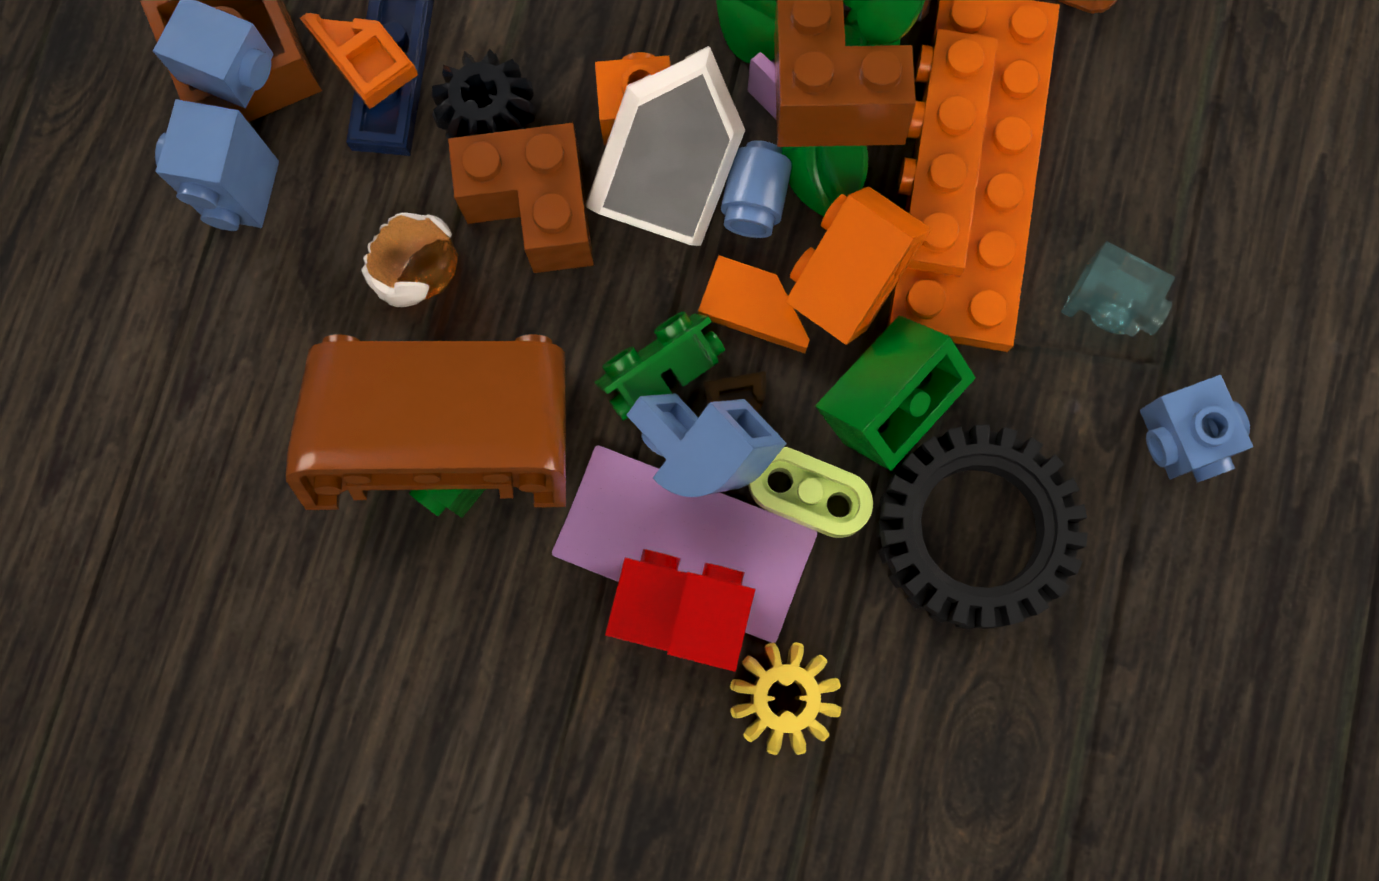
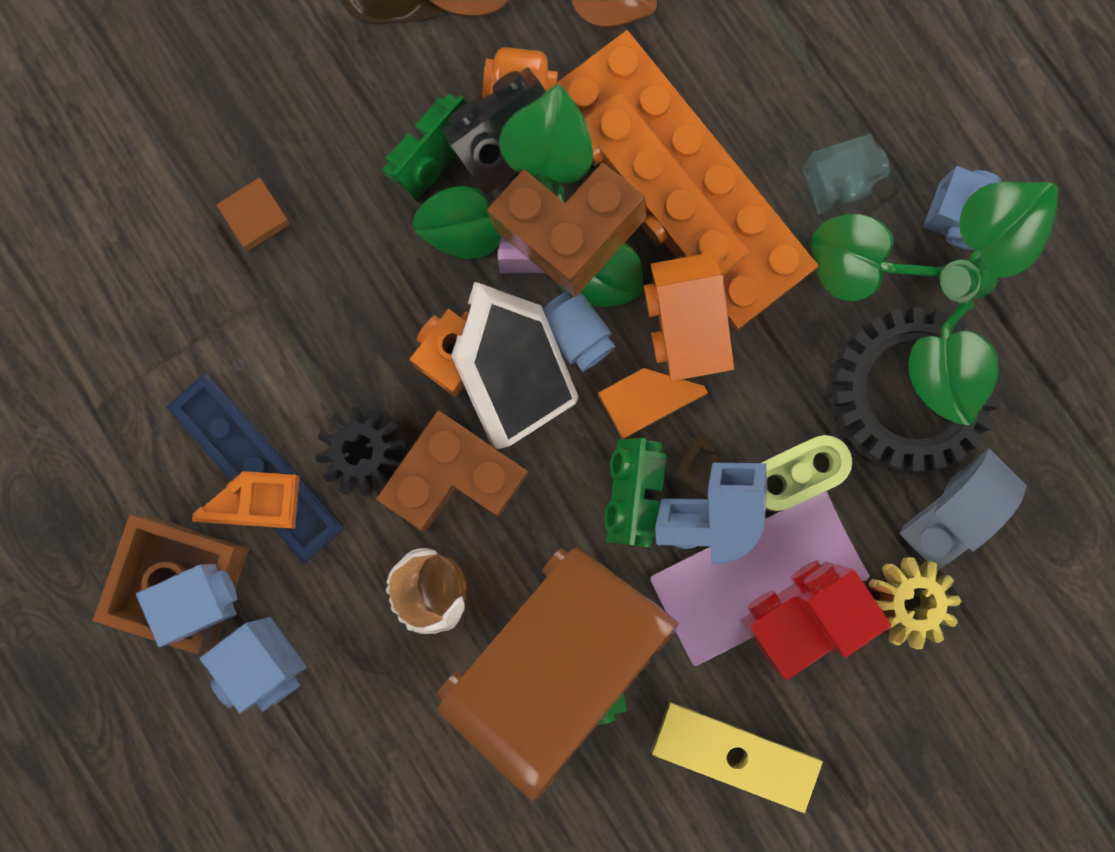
camera: 55 degrees left, 5 degrees up
(512, 700) = (764, 770): none -> light yellow tile
(896, 391) = (788, 365): green brick -> none
(915, 669) = (968, 512): none -> sand blue brick
(1201, 449) = (1009, 231): none -> green plant

